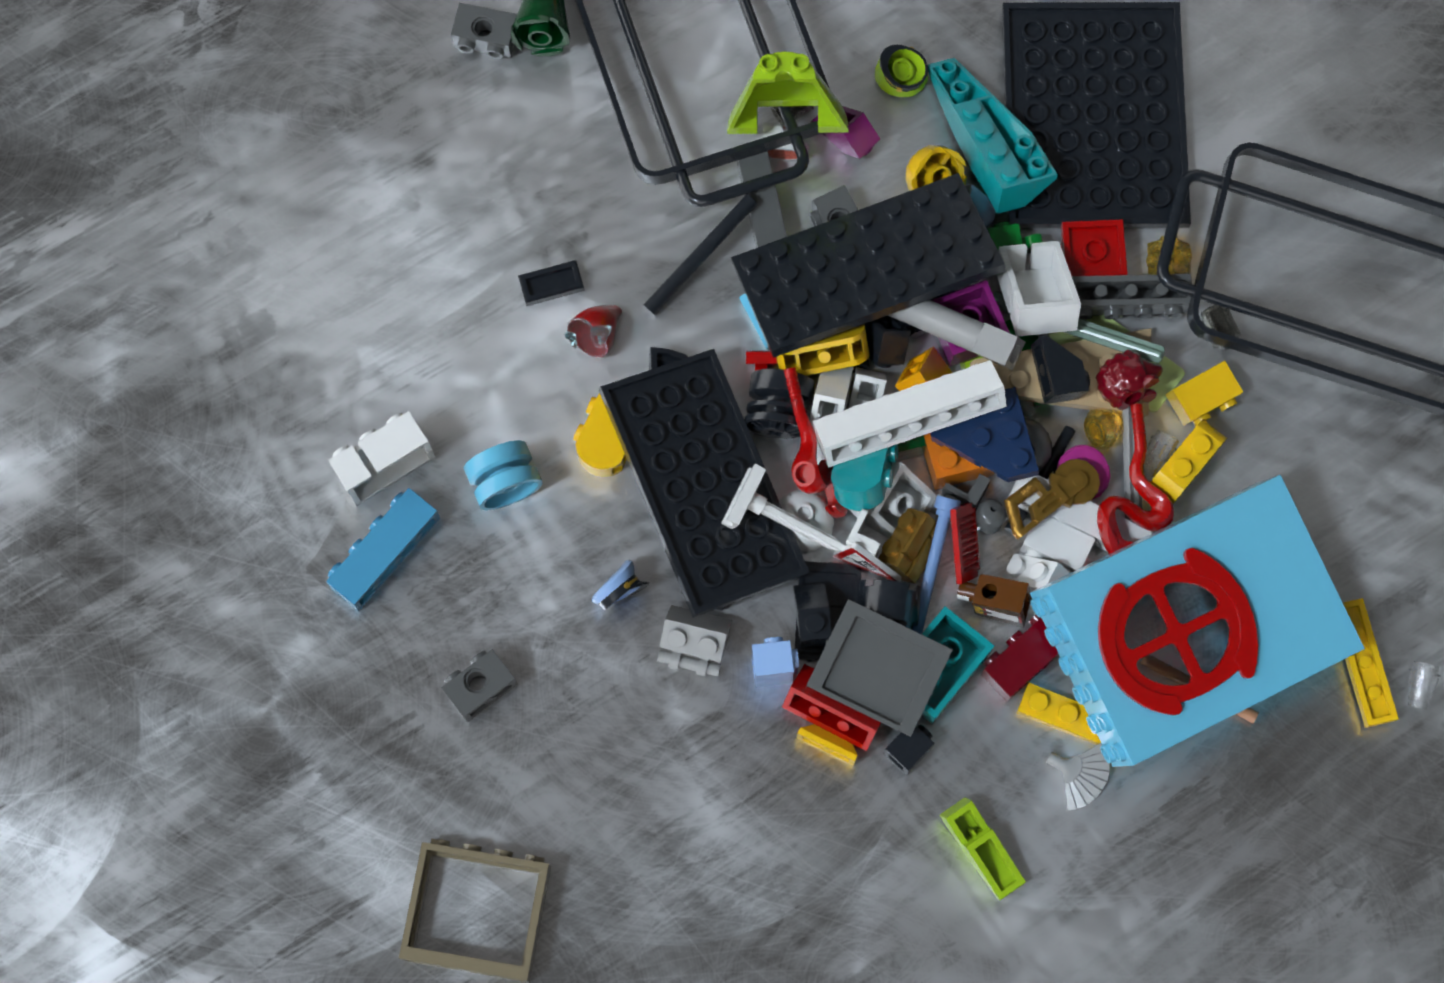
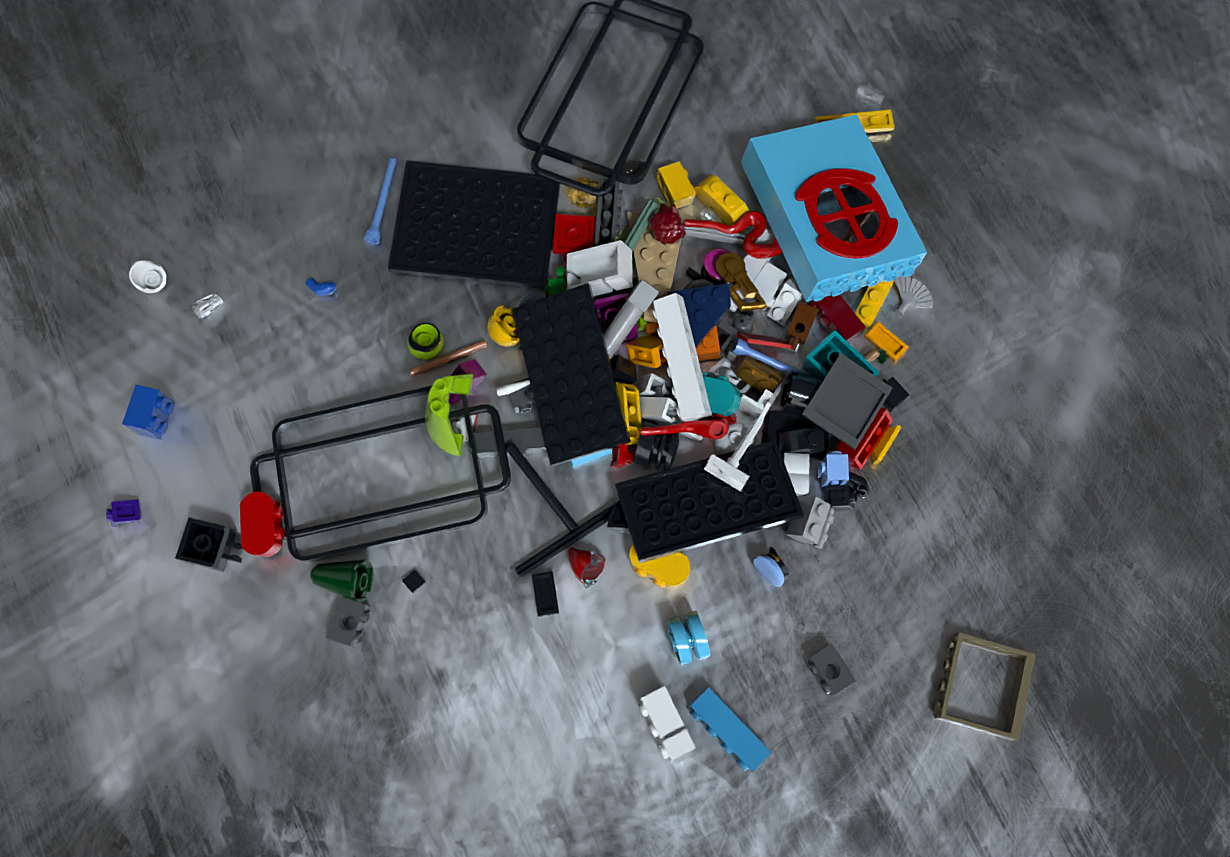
camera: 85 degrees left, 0 degrees up
(550, 108) = (414, 581): none -> black piece
(624, 295) = (564, 542): none -> black axle
(738, 682) = (840, 496): none -> black bracket
(763, 712) = (860, 484): none -> black arm
(765, 613) = (798, 470): none -> white brick
(839, 190) = (510, 388): none -> white helmet
(881, 107) = (447, 358): none -> nougat bar
(970, 717) = (875, 354): none -> arm
(982, 848) = (955, 359): lime slope -> none
(991, 138) = (485, 288): teal wedge -> none
(997, 739) = (885, 339): none -> light orange tile
(1058, 371) = (659, 264): black slope -> none
(1103, 427) = (691, 248): clear yellow cone -> none

